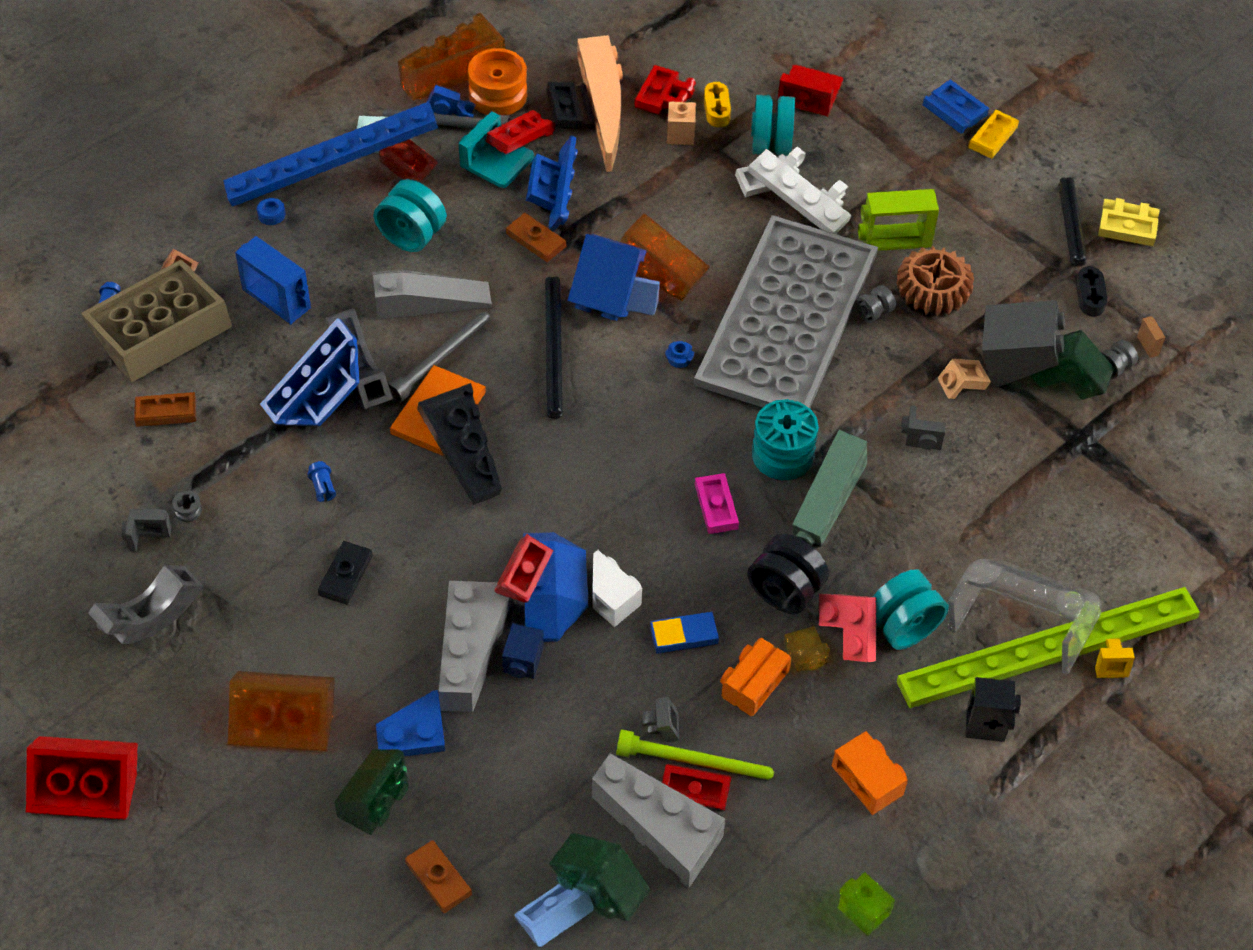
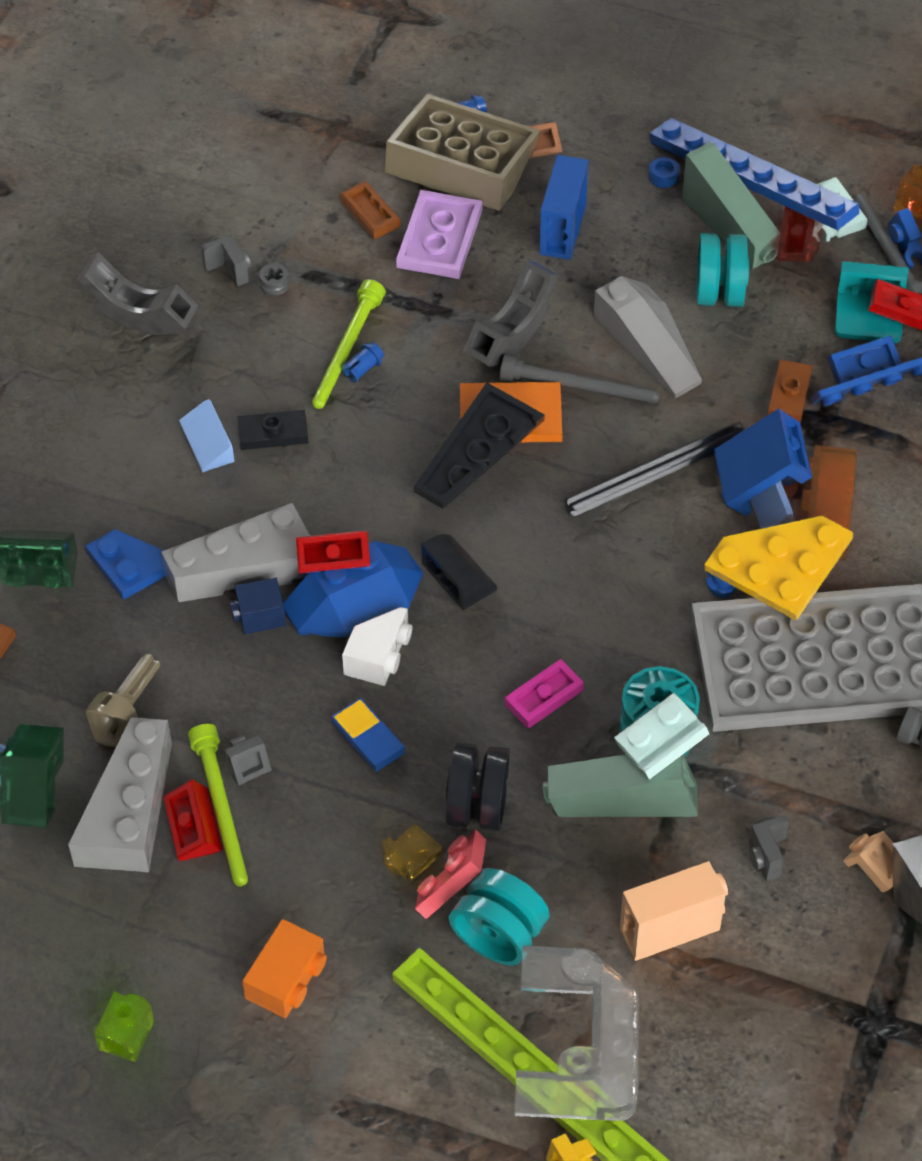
camera: 65 degrees right, 0 degrees up
(227, 374) = (439, 234): none -> lavender plate
(257, 448) = (369, 296): none -> lime piece
(280, 710) = (89, 450): clear orange slope -> none
(317, 380) = (462, 293): blue wedge -> none
(322, 619) = (207, 437): none -> light blue slope
(342, 185) = (726, 203): none -> sand green slope
(565, 791) = (113, 710): none -> dark tan piece
(570, 510) = (456, 570): none -> black brick
(699, 307) = (781, 562): none -> yellow plate
(755, 676) = (344, 816): orange brick -> none
(825, 435) = (661, 735): none -> light aqua plate
(954, 505) = (672, 910): none -> light nougat brick
(991, 709) = (417, 1049): black brick -> none

